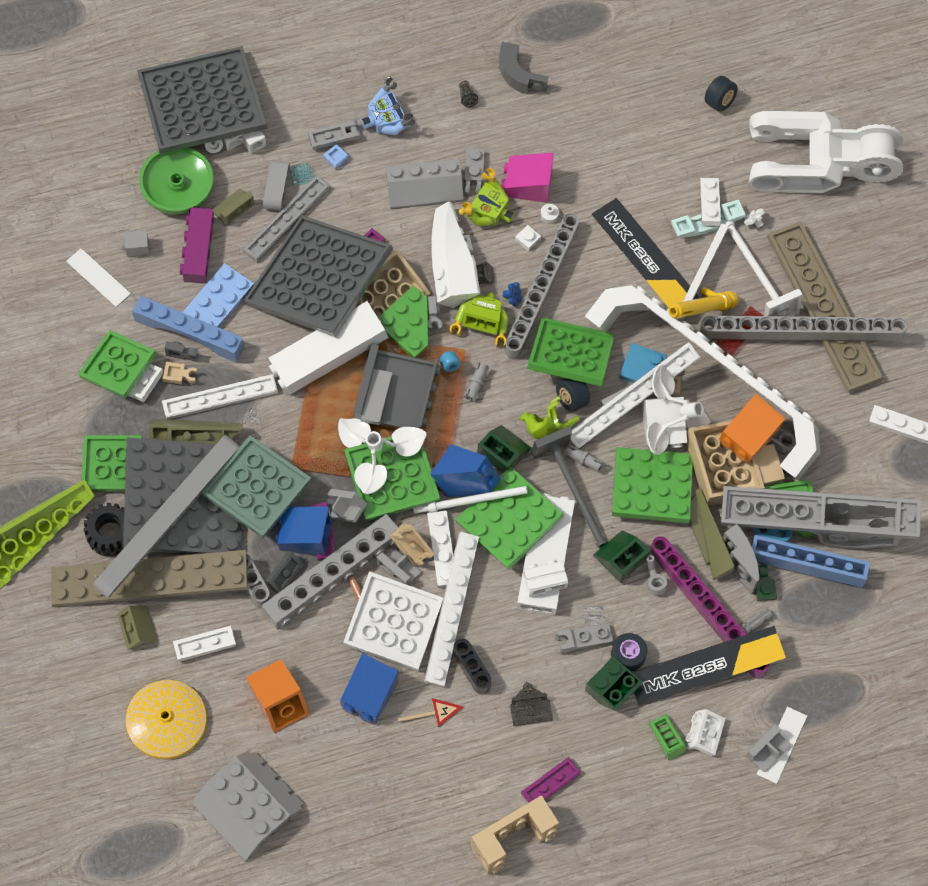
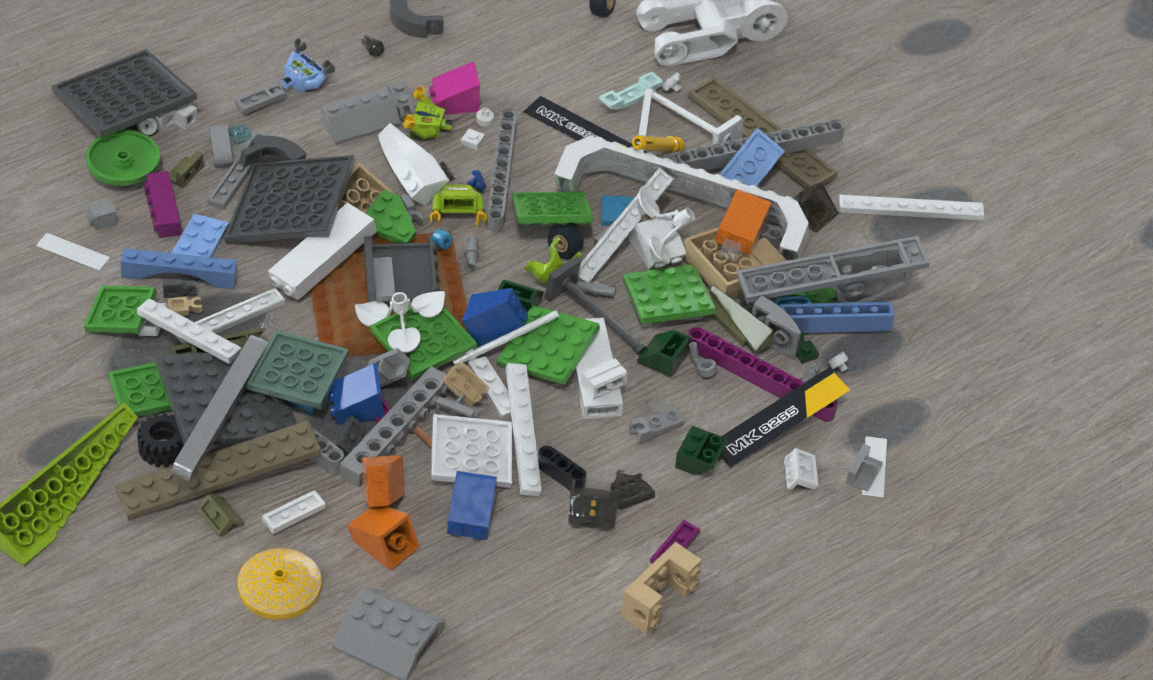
camera: 20 degrees left, 20 degrees down
(168, 414) = (189, 331): none -> white plate
(293, 639) = (383, 479): none -> orange slope
(325, 205) = (271, 148): none -> dark grey arch
(336, 156) = (268, 115): light blue tile -> none
(442, 711) = (547, 513): piece -> none
(485, 719) = (593, 508): none -> clear smoke piece
(631, 645) = (704, 418): black wheel -> none
(674, 748) = (775, 492): bright green slope -> none
(710, 202) = (627, 79): white plate -> none
(727, 457) = (730, 250): none -> clear plate
(789, 352) = (753, 159): none -> light blue plate
(793, 612) = (838, 361): none -> white tile
(840, 415) = (816, 206): none -> clear smoke slope

